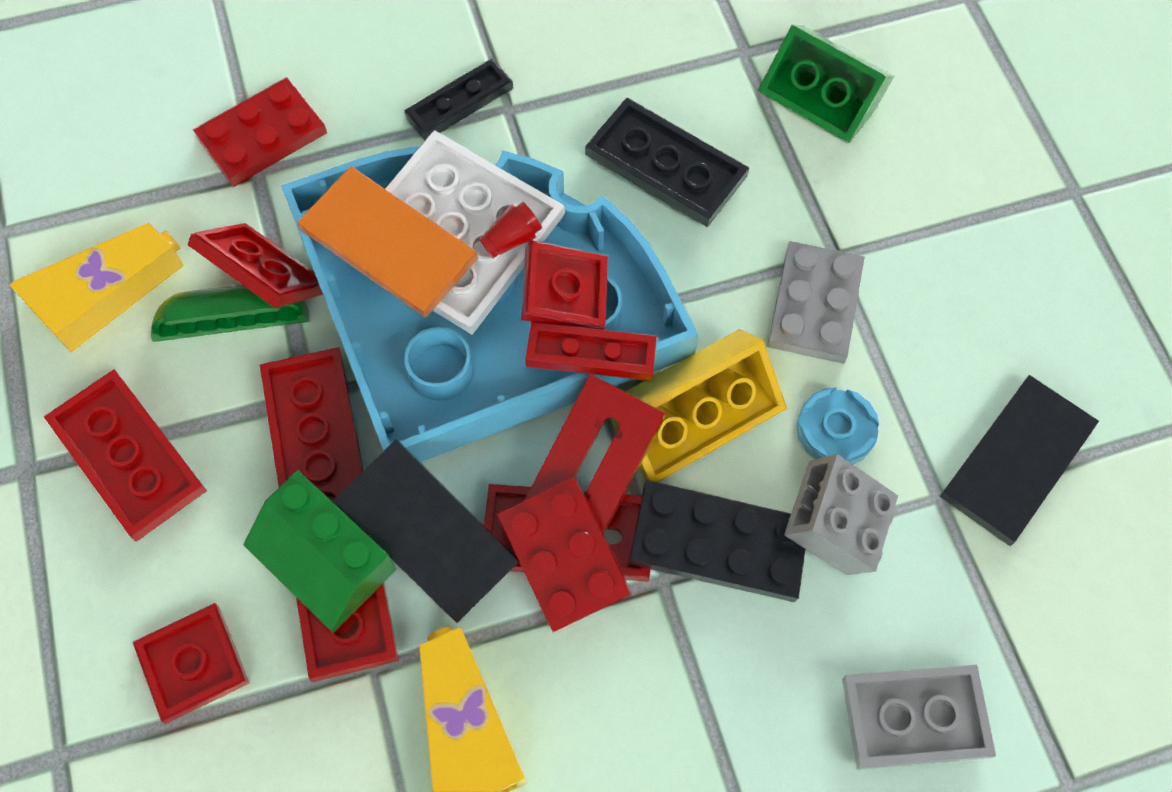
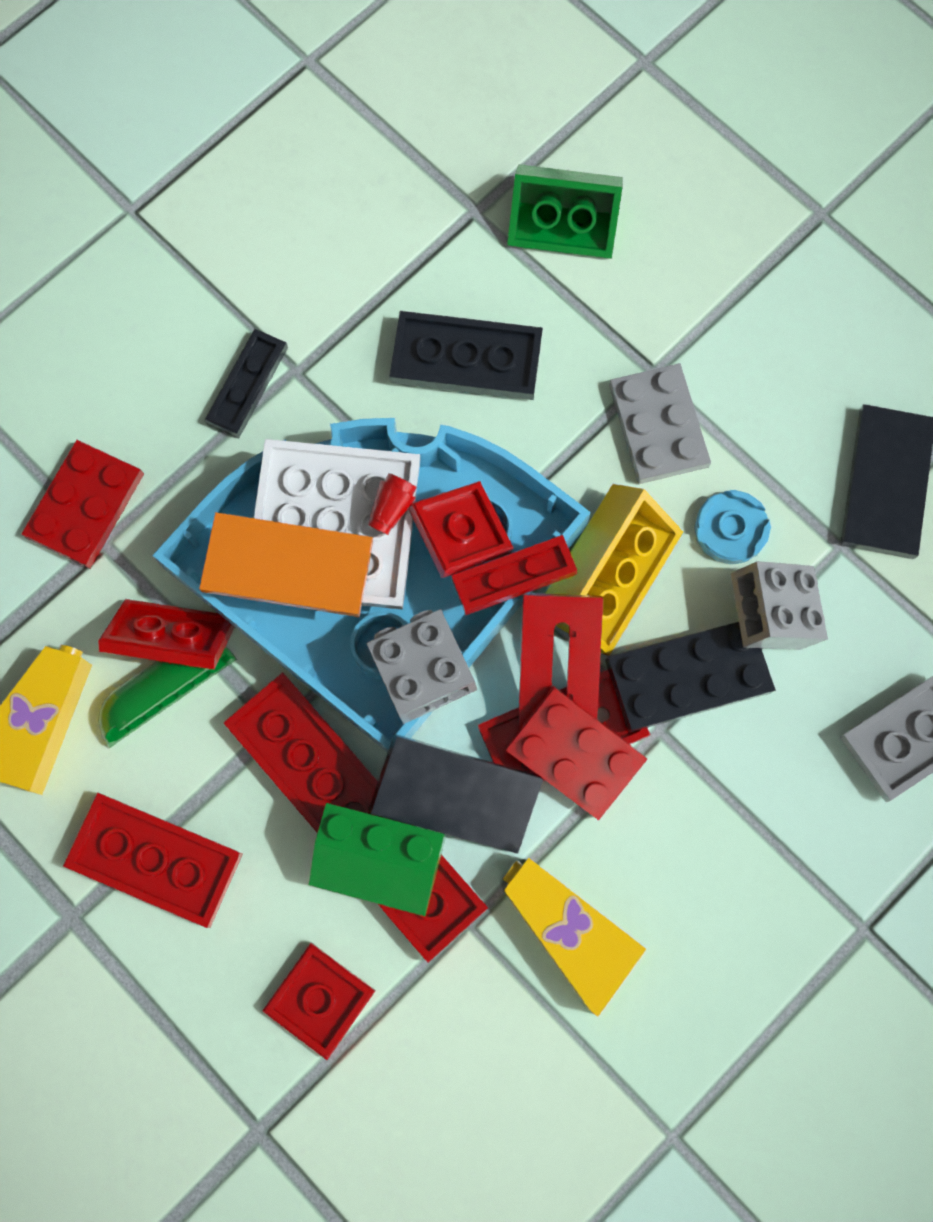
camera: 25 degrees left, 10 degrees up
(454, 387) = (421, 665): none -> light grey brick

